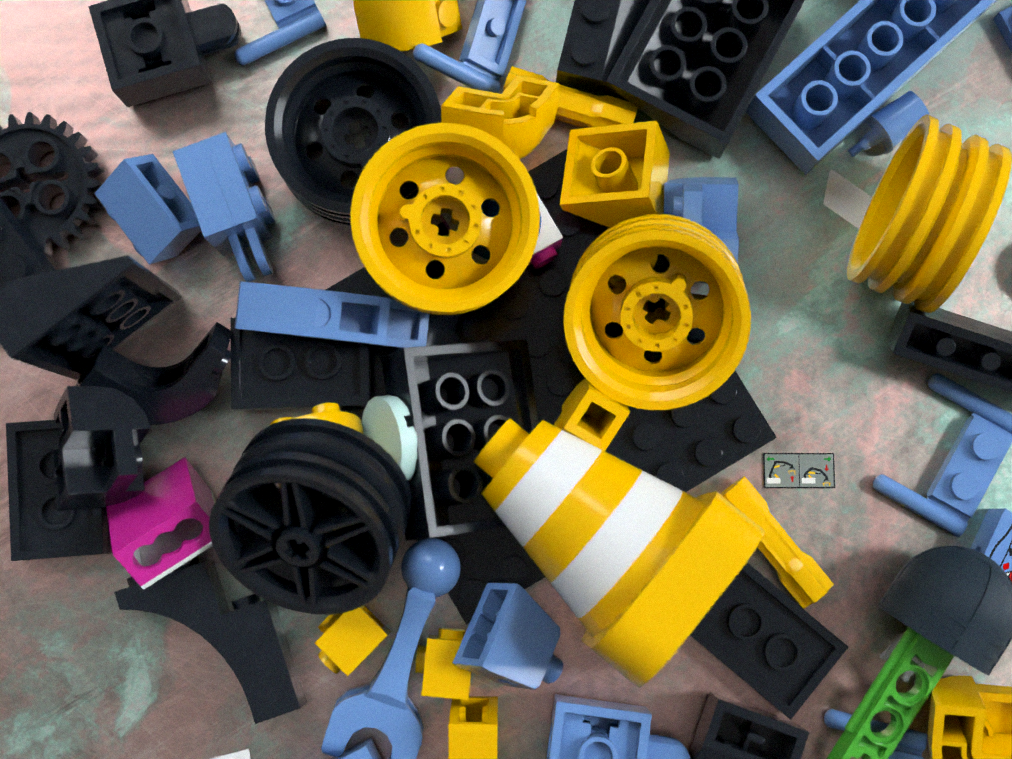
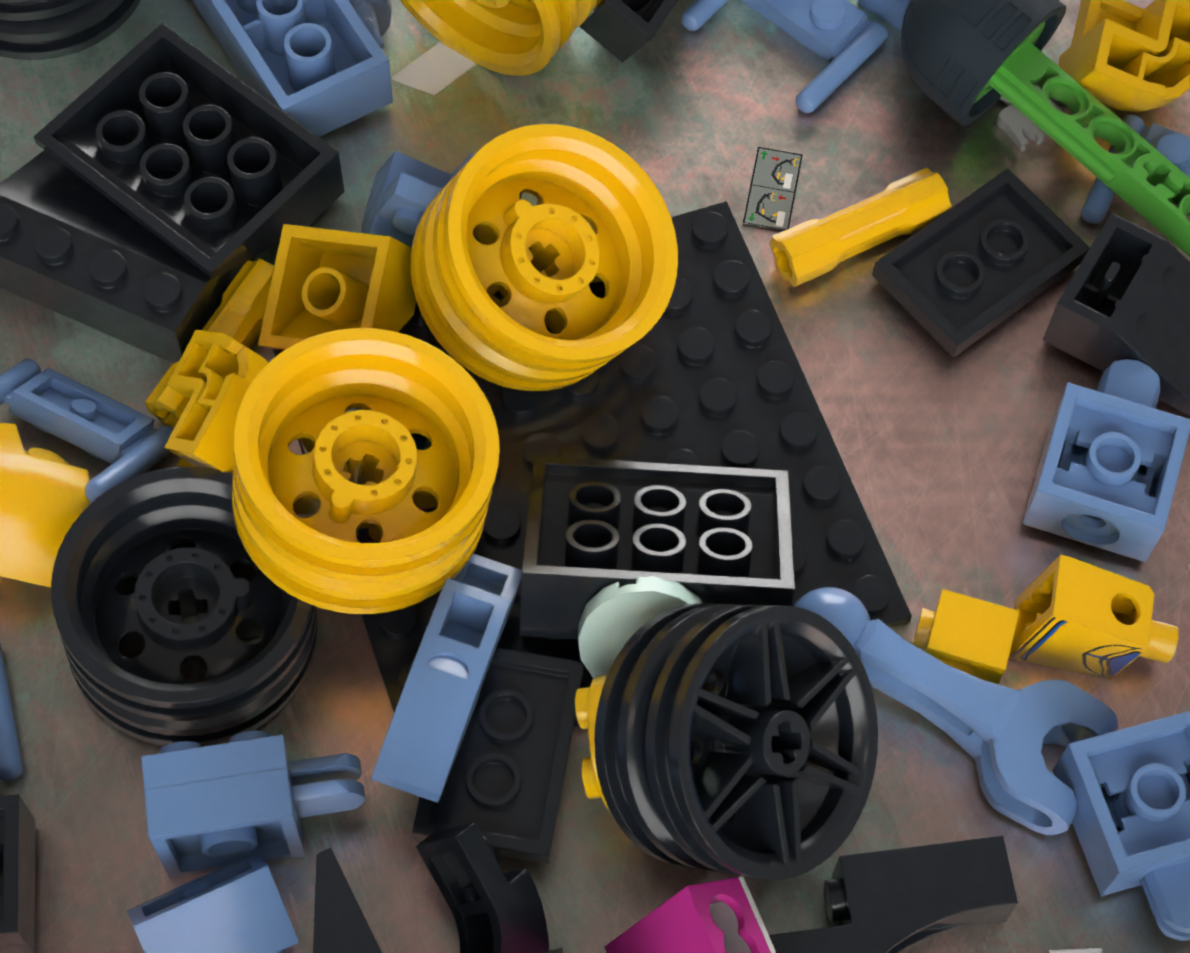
camera: 80 degrees left, 20 degrees down
(349, 638) = (914, 763): yellow brick -> none
(510, 639) = (941, 542): medium blue torso -> none
(592, 415) = (660, 387): yellow brick -> none
(616, 542) = (863, 347): yellow cone -> none

